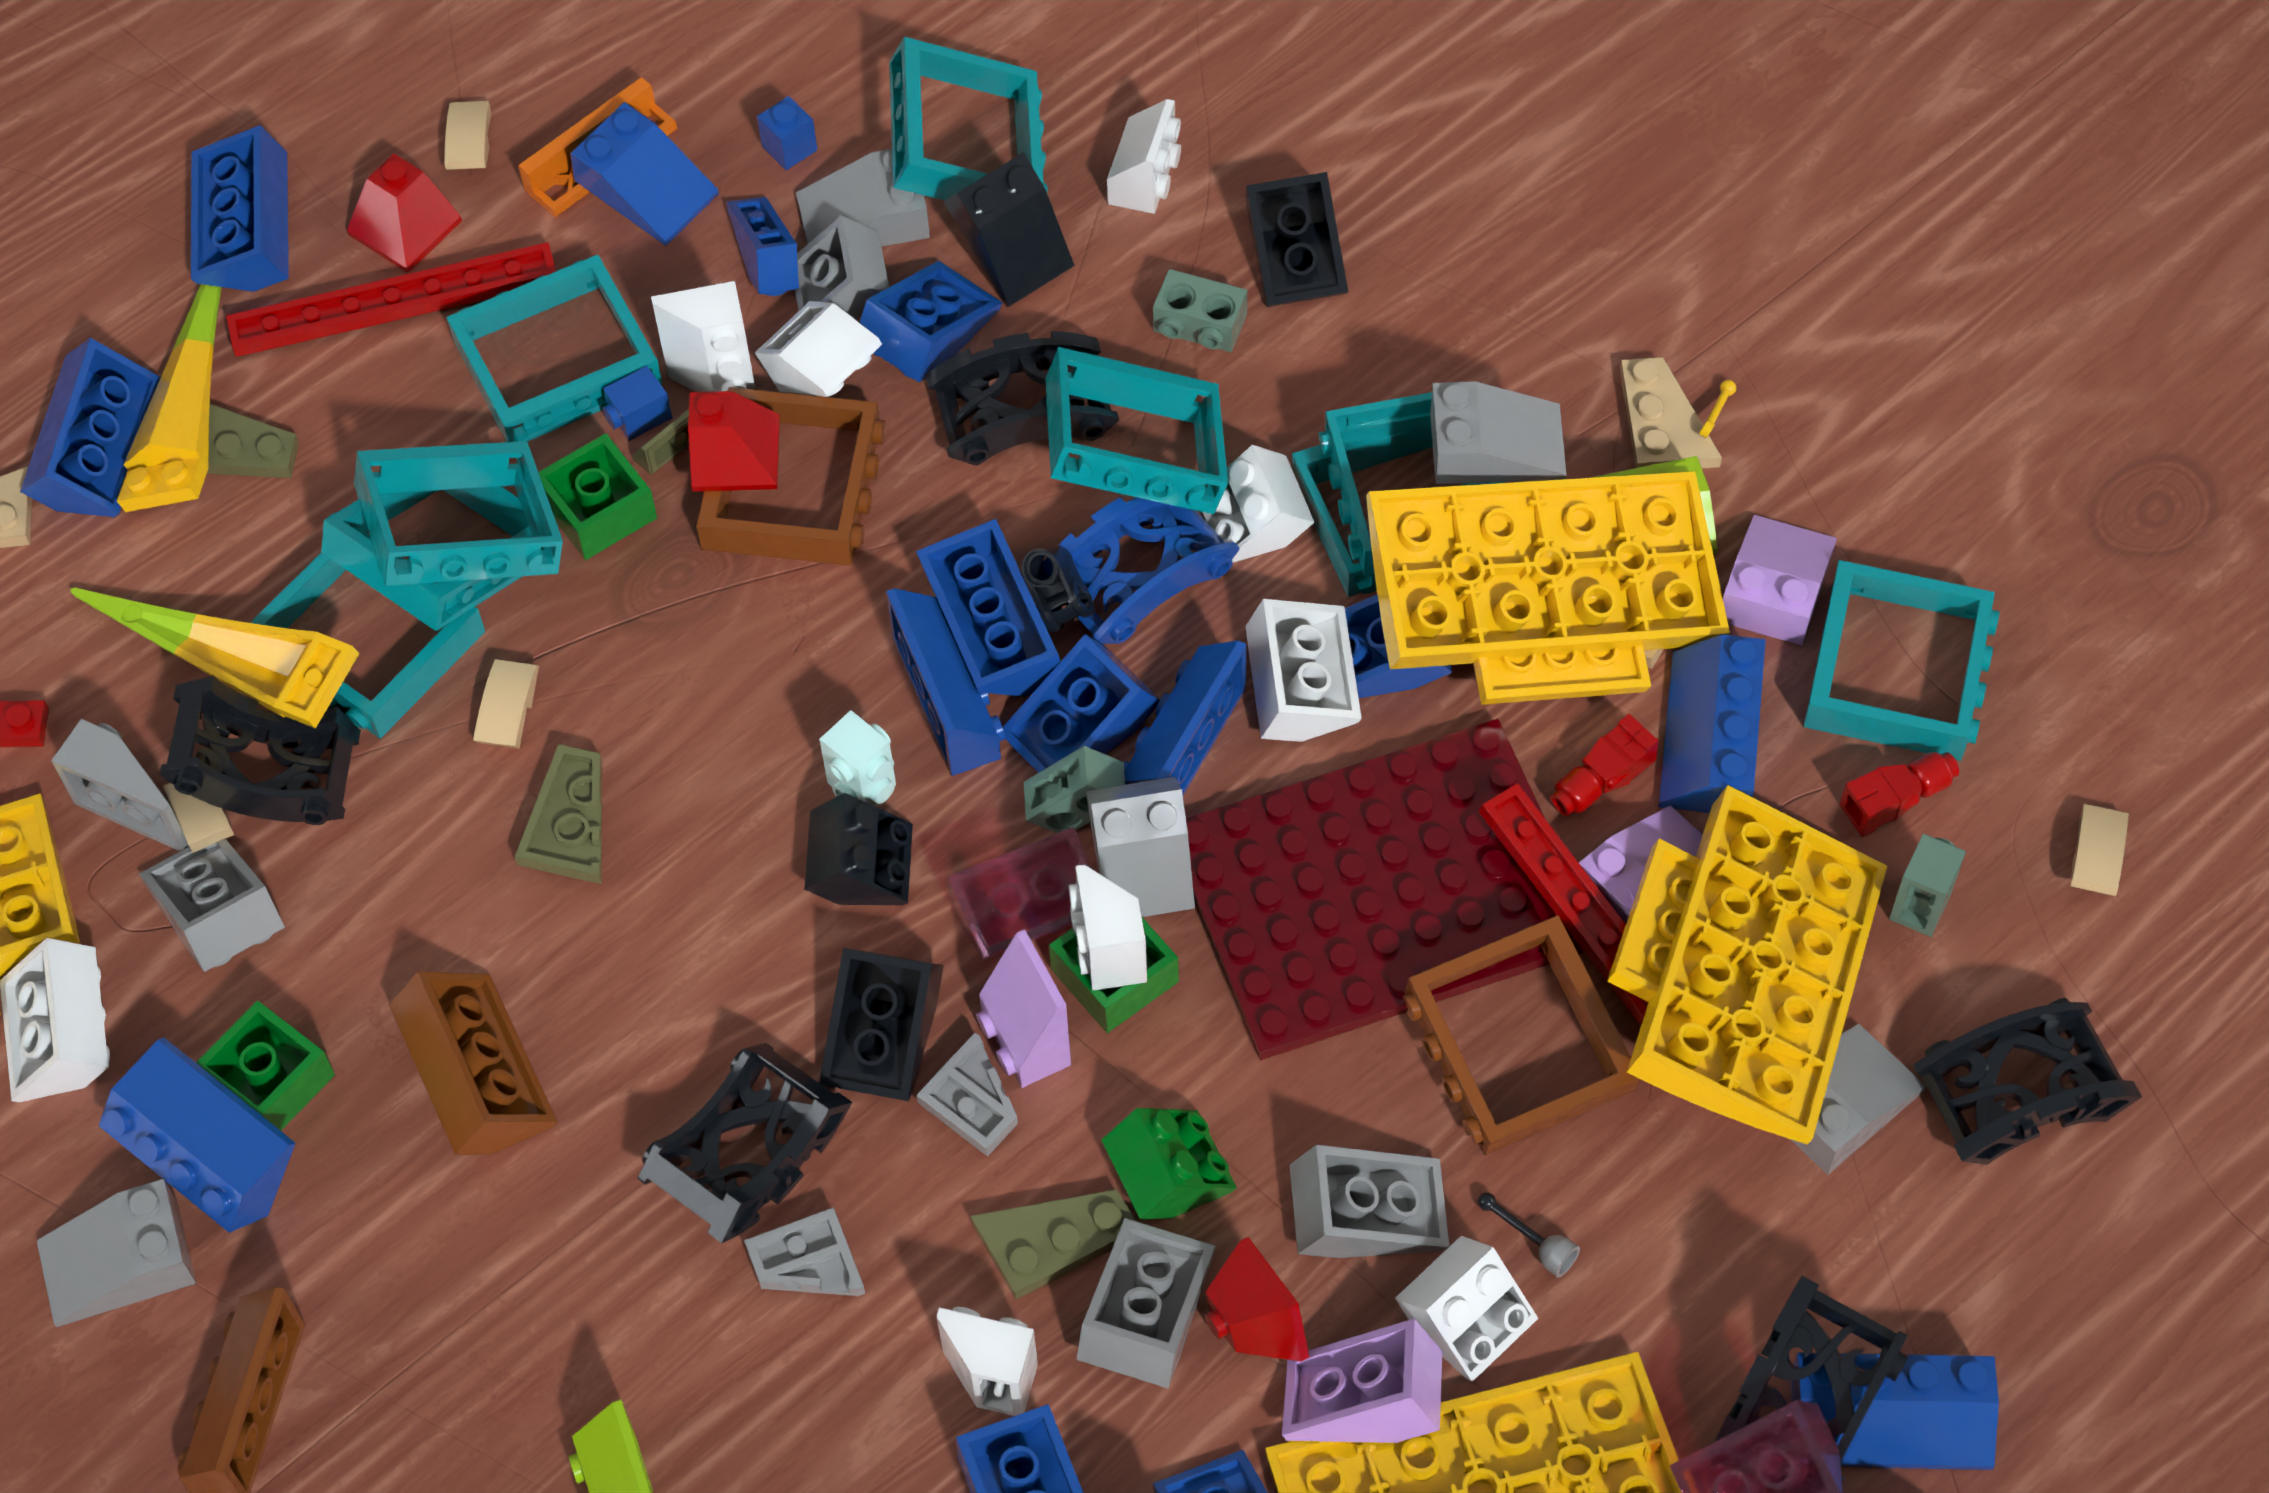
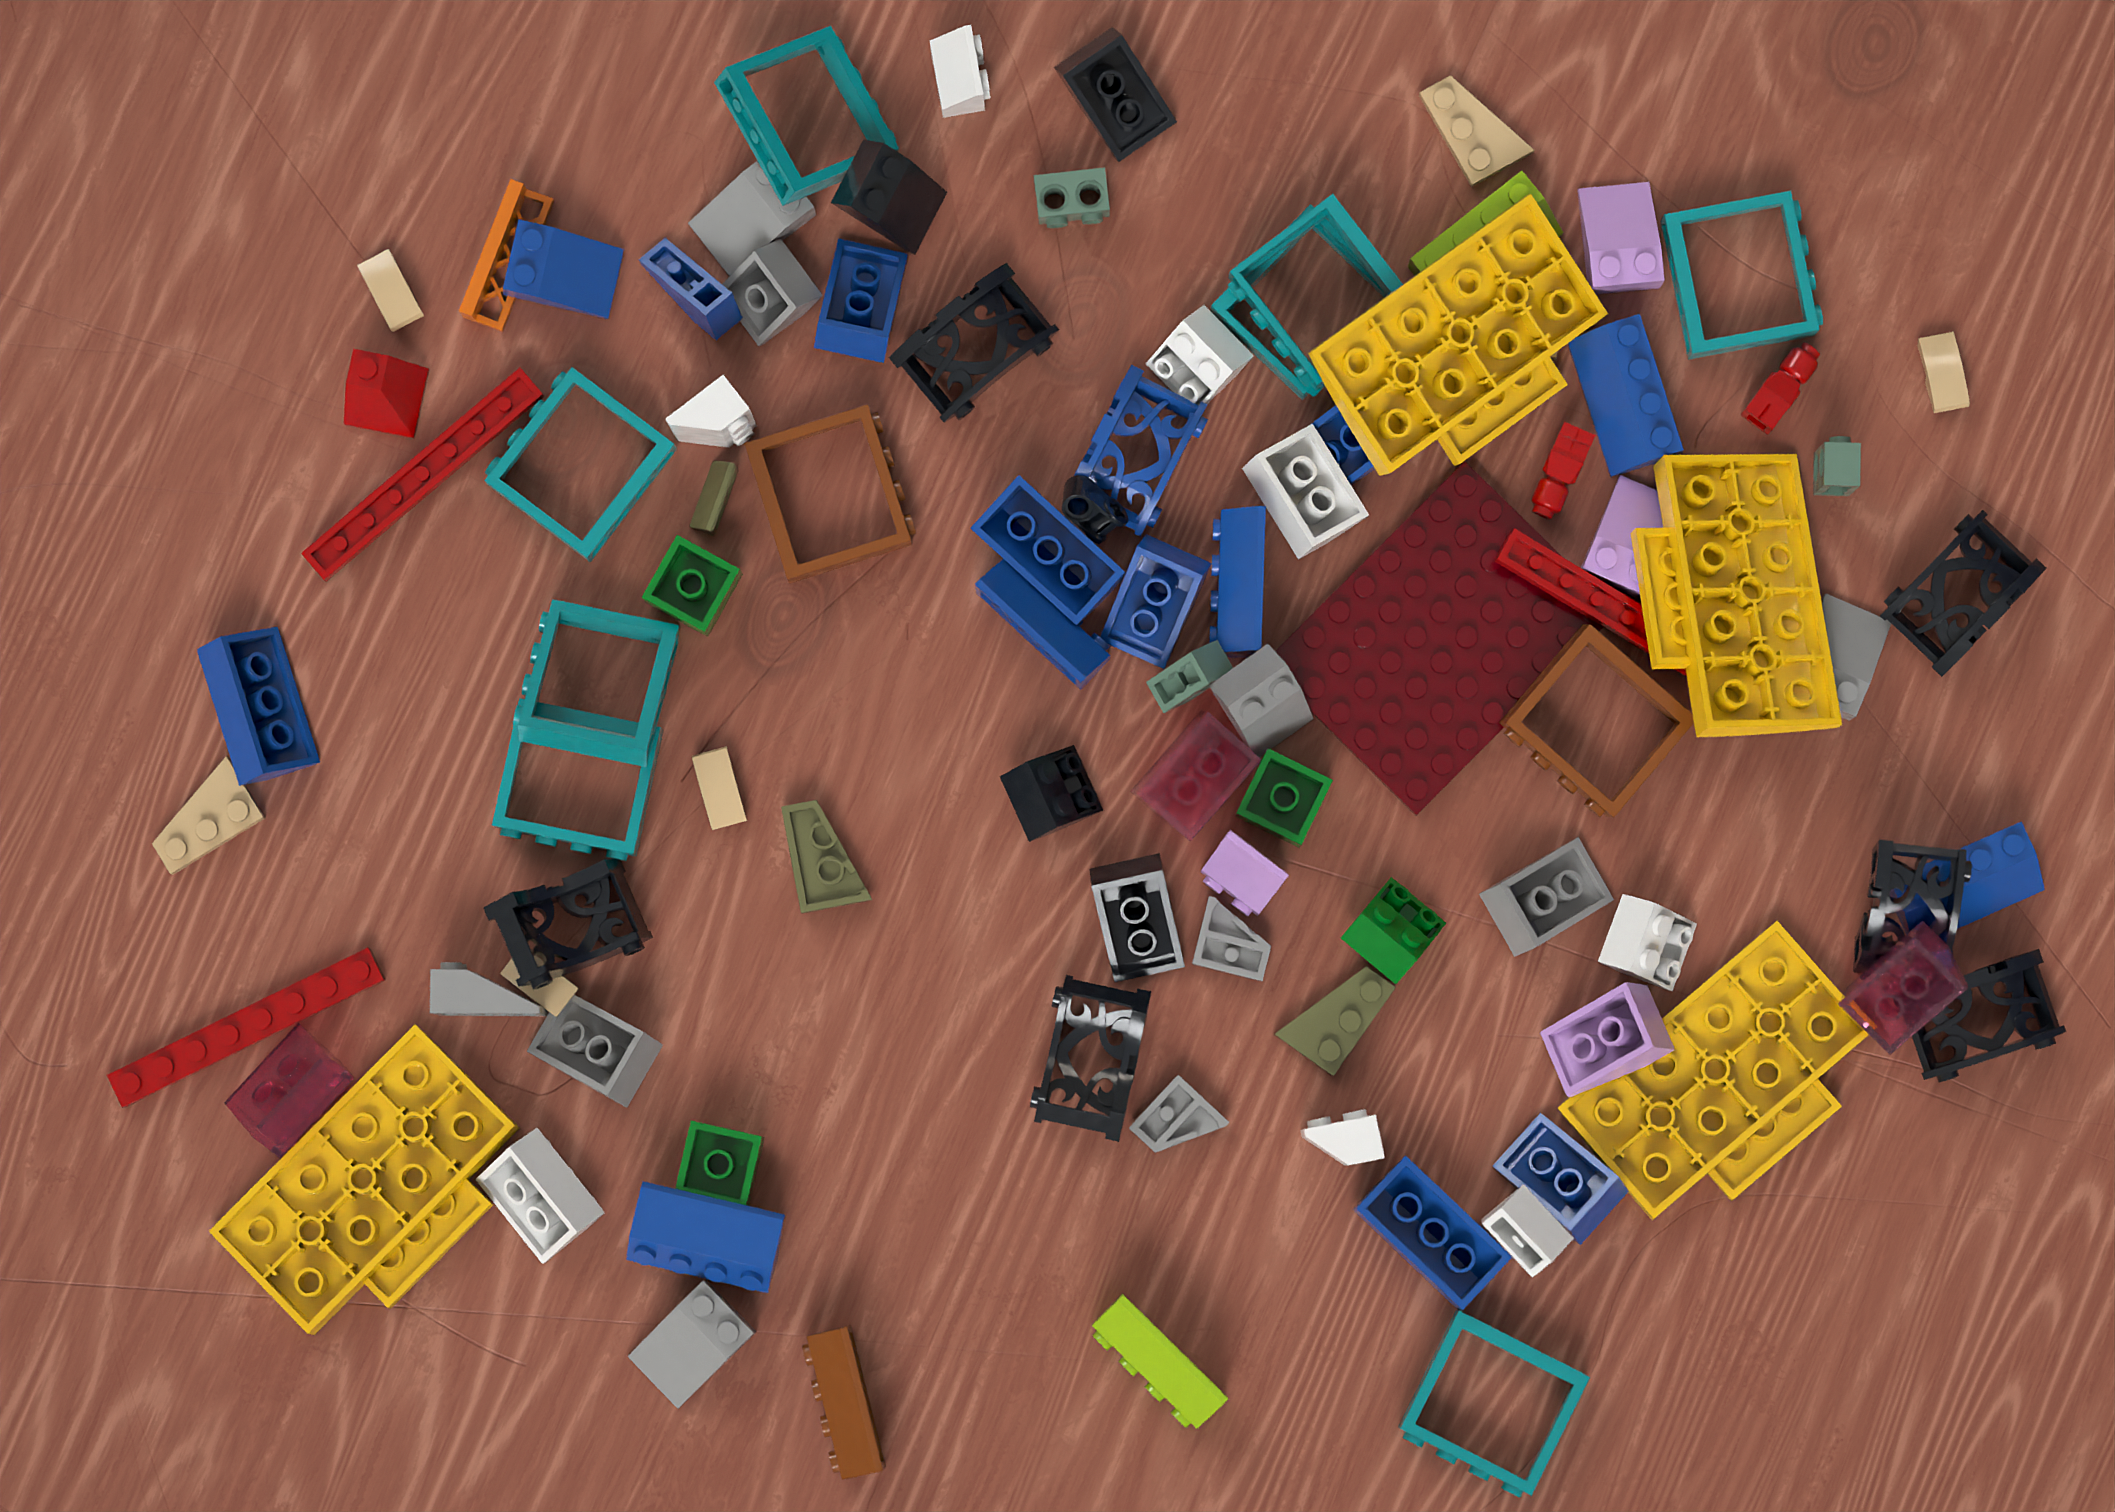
camera: 25 degrees left, 25 degrees up
(172, 442) = (326, 683): yellow plate -> none
(240, 212) = (254, 454): blue slope -> none
(249, 446) = (367, 662): olive wing -> none
(277, 666) = (542, 851): yellow plate -> none
(458, 469) = (580, 623): teal window -> none
(471, 1061) = (860, 1084): dark orange slope -> none
(636, 403) = (673, 484): blue brick -> none
(732, 443) = (782, 499): red slope -> none
(787, 133) = (655, 174): blue brick -> none
(817, 350) = (796, 377): white slope -> none
(858, 760) = (1019, 724): light aqua brick -> none
(1107, 931) = (1285, 795): white slope -> none
(1145, 1303) = (1429, 1042): light grey slope -> none
(1148, 392) = (1071, 299): teal window -> none
(1255, 1308) = (1507, 1018): red slope -> none
(1494, 435) = (1373, 241): light grey slope -> none
(1555, 1252) = (1688, 871): hinge -> none
(1727, 389) = (1510, 79): yellow hinge -> none

